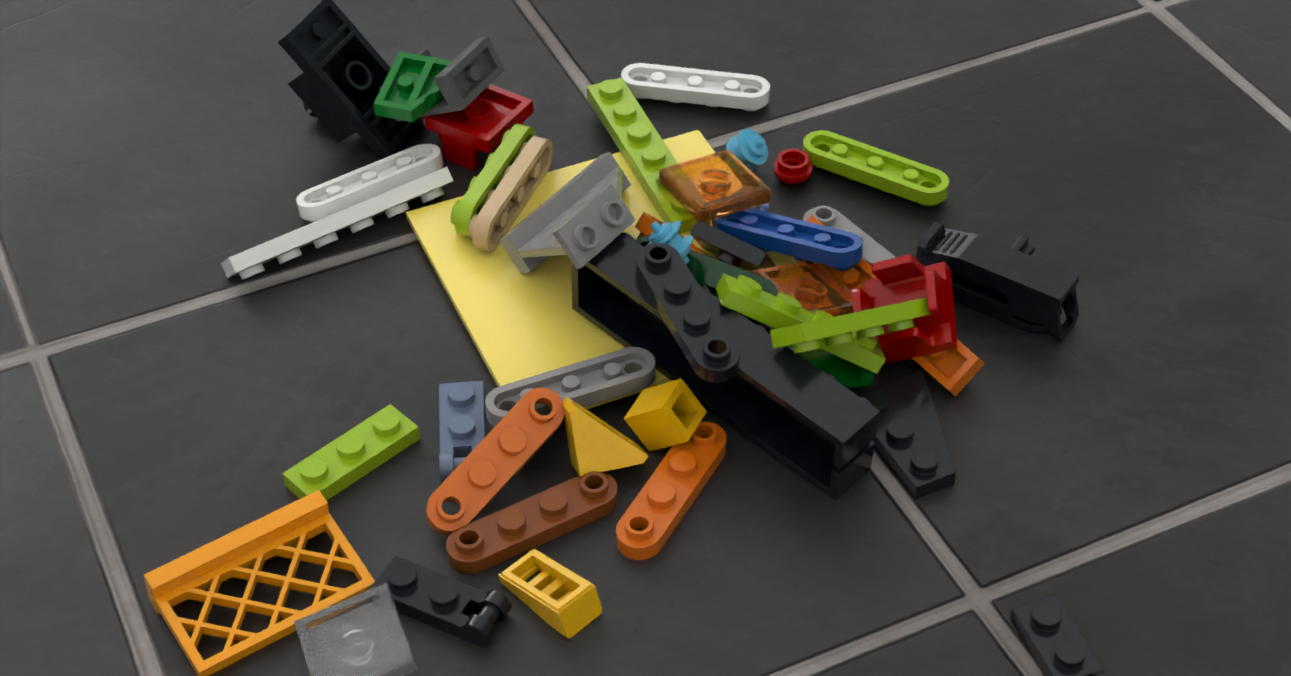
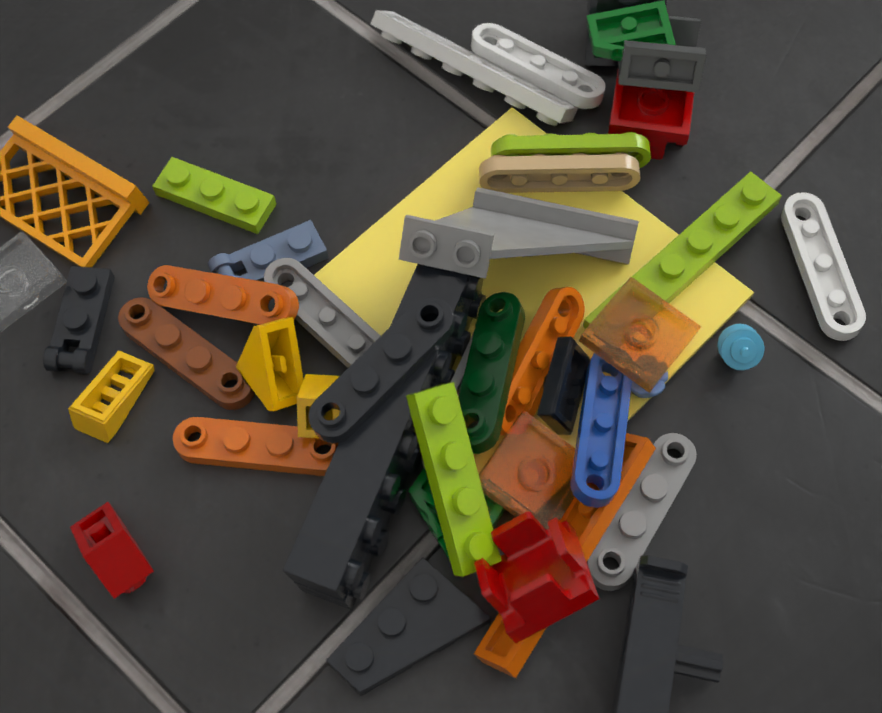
camera: 70 degrees right, 20 degrees up
(669, 235) = (488, 321): medium azure wheel -> none
(732, 617) = (111, 551): none -> red slope
(792, 166) = (749, 388): red plate -> none
(839, 328) = (446, 524): lime plate -> none
(876, 167) = (784, 479): lime plate -> none

